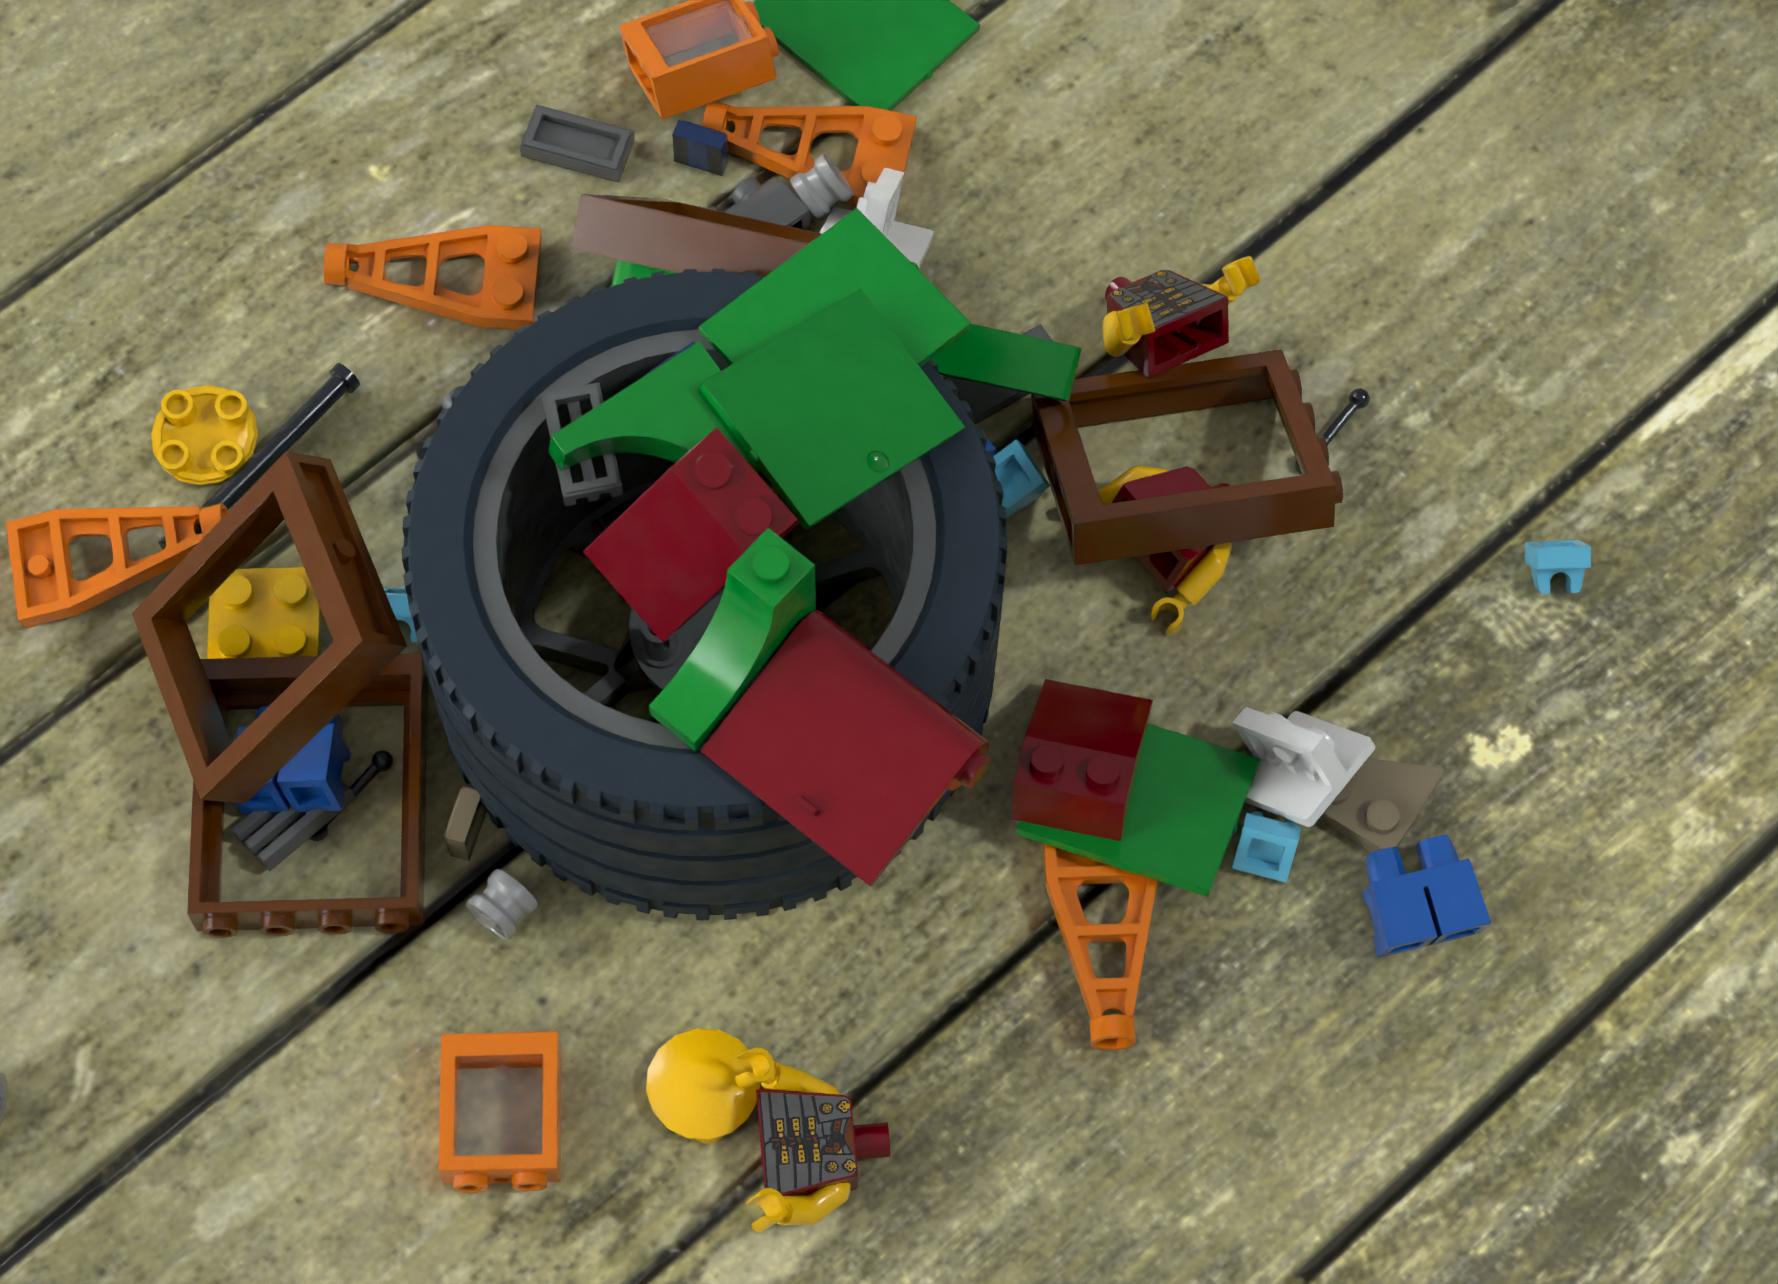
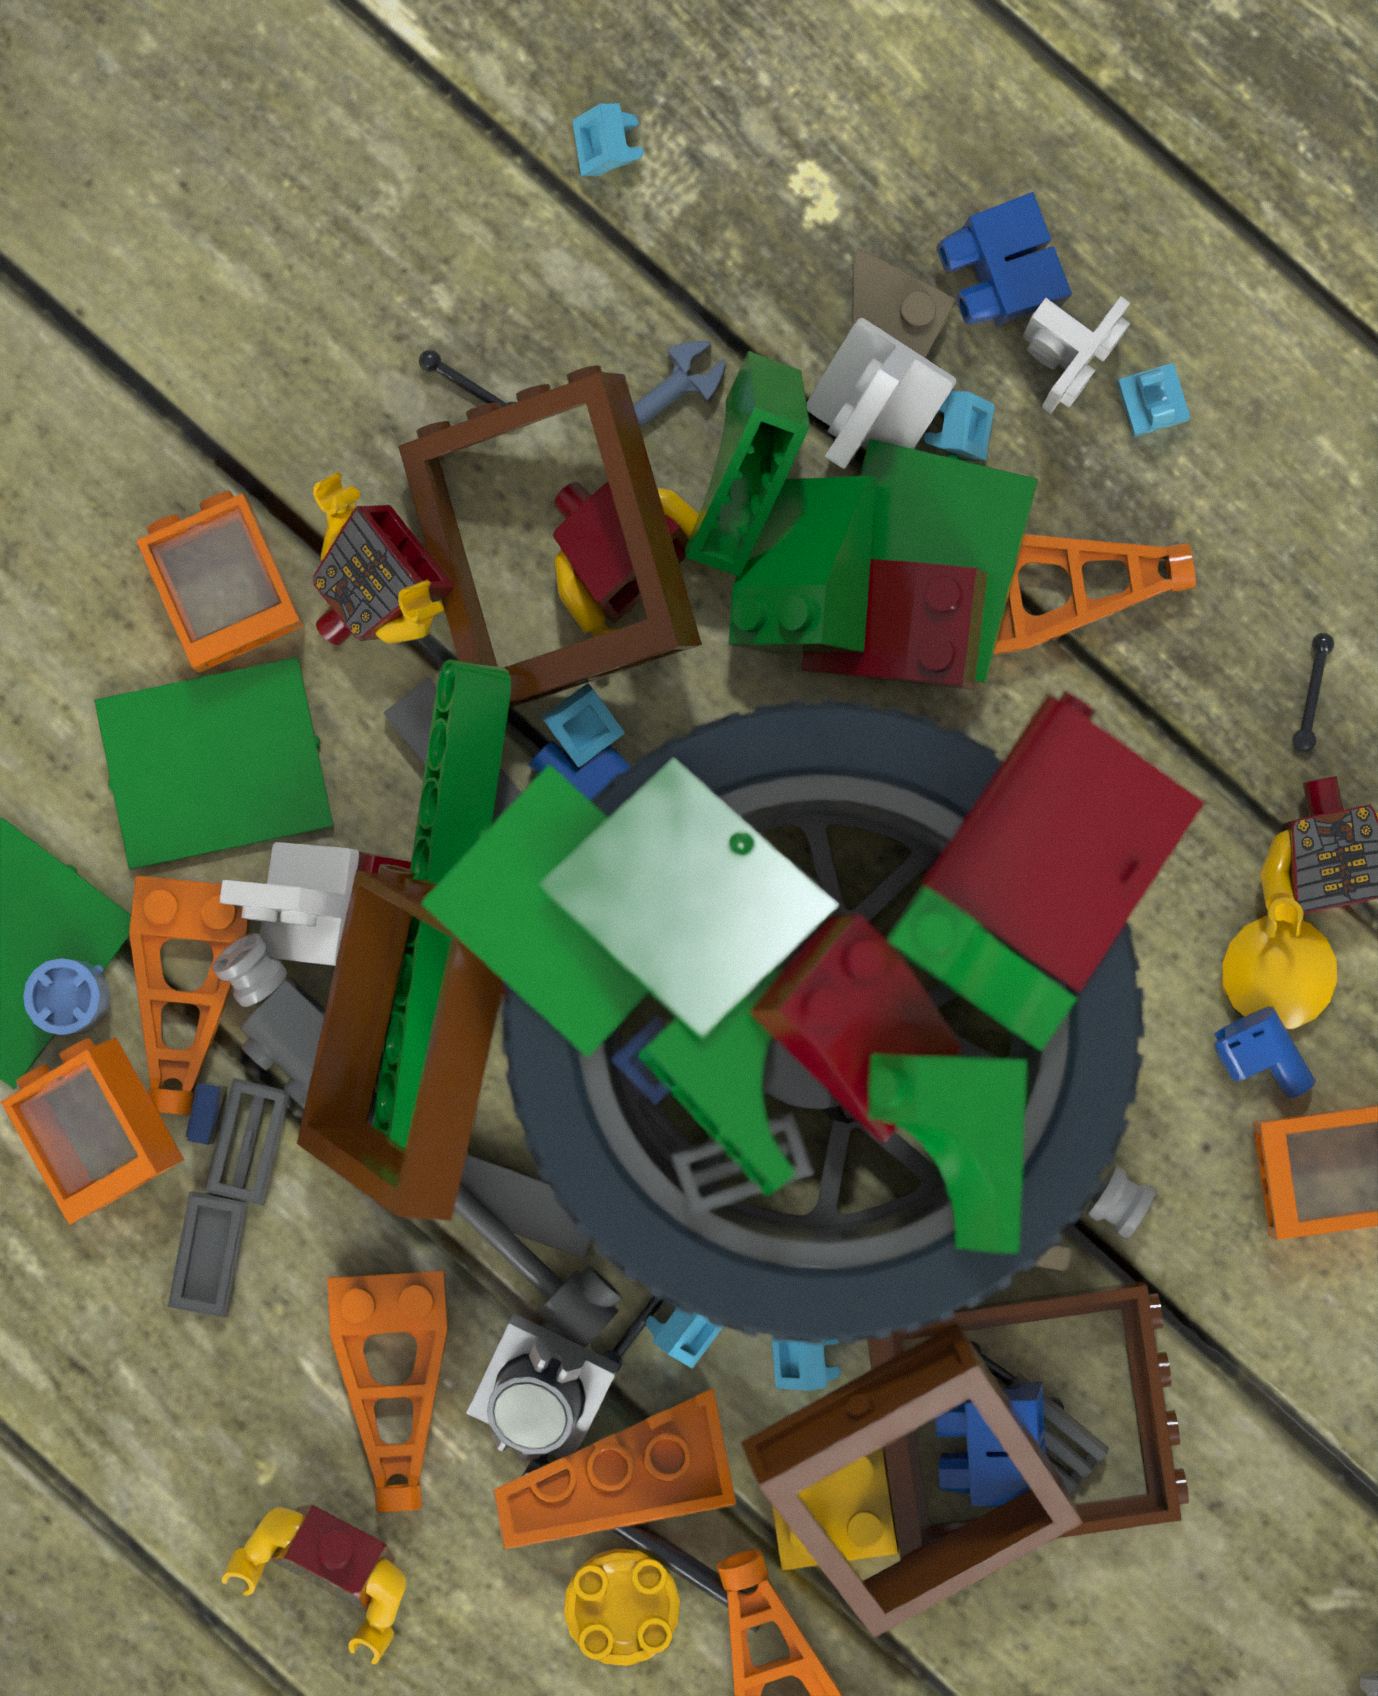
camera: 90 degrees left, 20 degrees up
(288, 200) = (332, 1558): none -> torso
(318, 417) = (633, 1477): none -> orange wing
(407, 378) = (539, 1396): none -> piece
(599, 621) = (972, 1126): none -> green arch
(635, 1052) = (1263, 1043): none -> blue piece
(642, 183) = (270, 1148): none -> dark grey tile
(816, 45) = (66, 996): none -> medium blue piece
(931, 1139) = (1305, 739): none -> black hinge
(1009, 193) = (214, 763): none -> green piece
(1137, 678) = (808, 570): none -> green slope
(1170, 204) = (219, 581): none -> window
(1249, 632) = (757, 449): none -> green arch
(1280, 1030) = (1153, 400): none -> medium azure tile
(1326, 607) = (679, 383): none -> sand blue bar
(1331, 945) = (1064, 341): none -> white bracket

